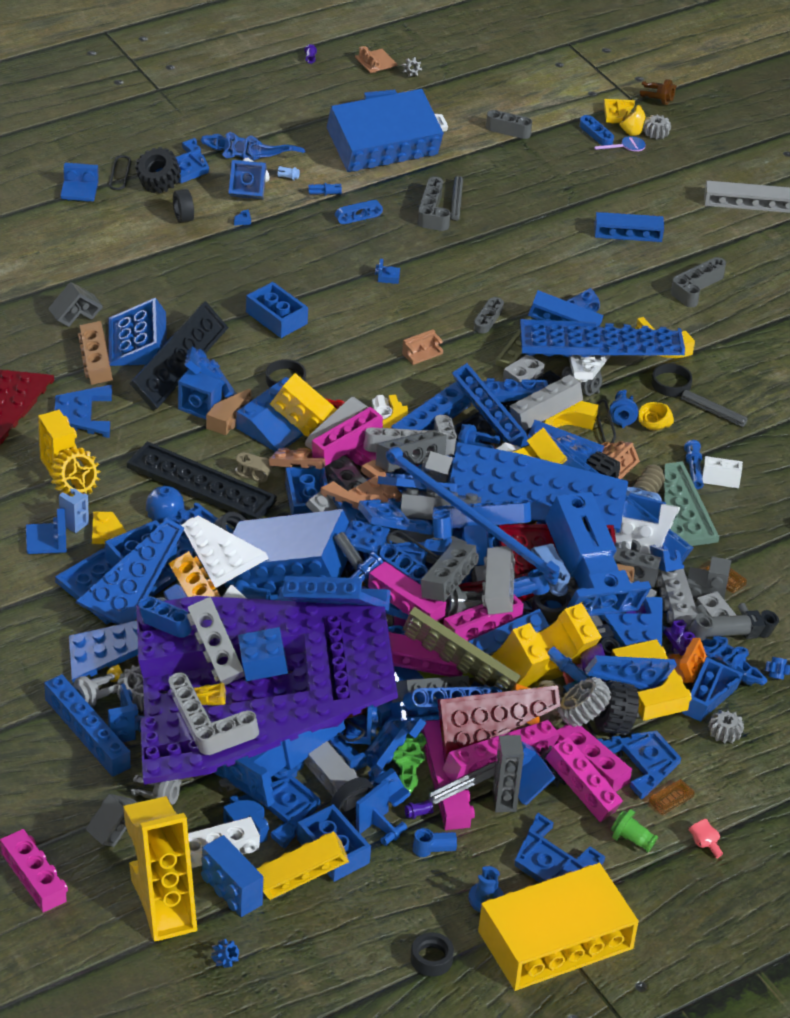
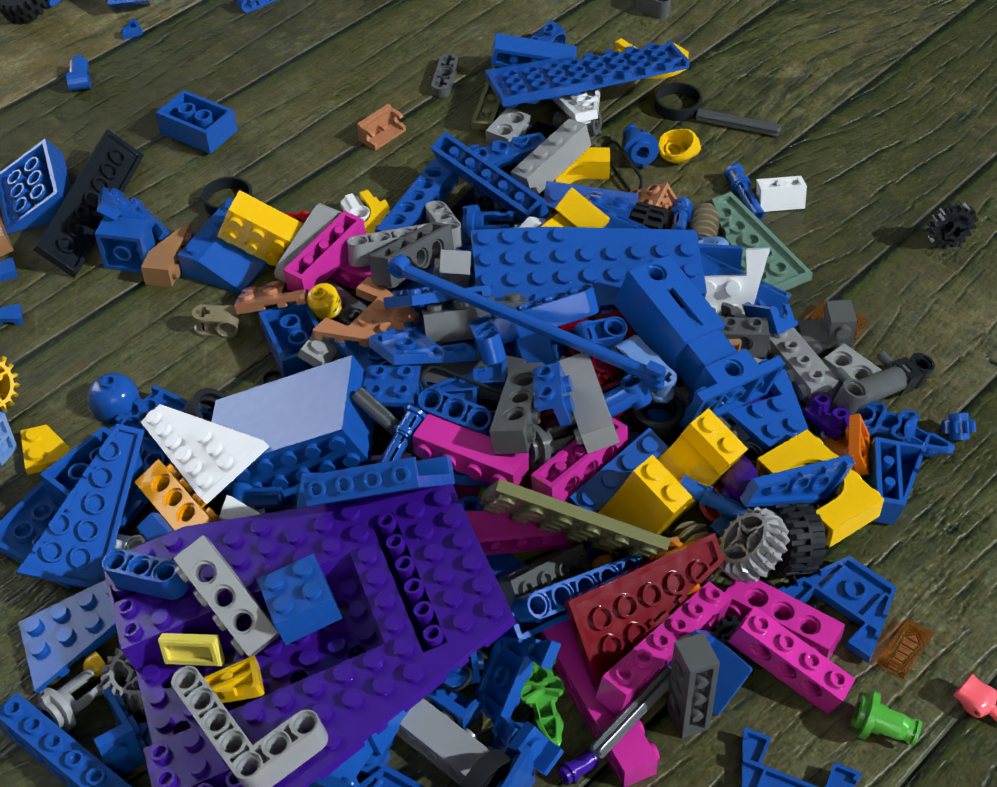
camera: 10 degrees left, 5 degrees up
(183, 205) = (58, 28): black tyre -> none
(191, 249) = (78, 75): none -> blue piece
(193, 670) = (191, 649): none -> light yellow tile
(201, 481) = (155, 355): black plate -> none
(336, 470) = (324, 301): none -> yellow head
(387, 274) = (314, 55): blue bracket -> none
(476, 564) = (553, 391): none -> blue bracket
(527, 534) = (599, 331): none -> blue piece
(634, 469) = (681, 213): none -> blue pin
(726, 726) = (932, 525): light grey gear -> none

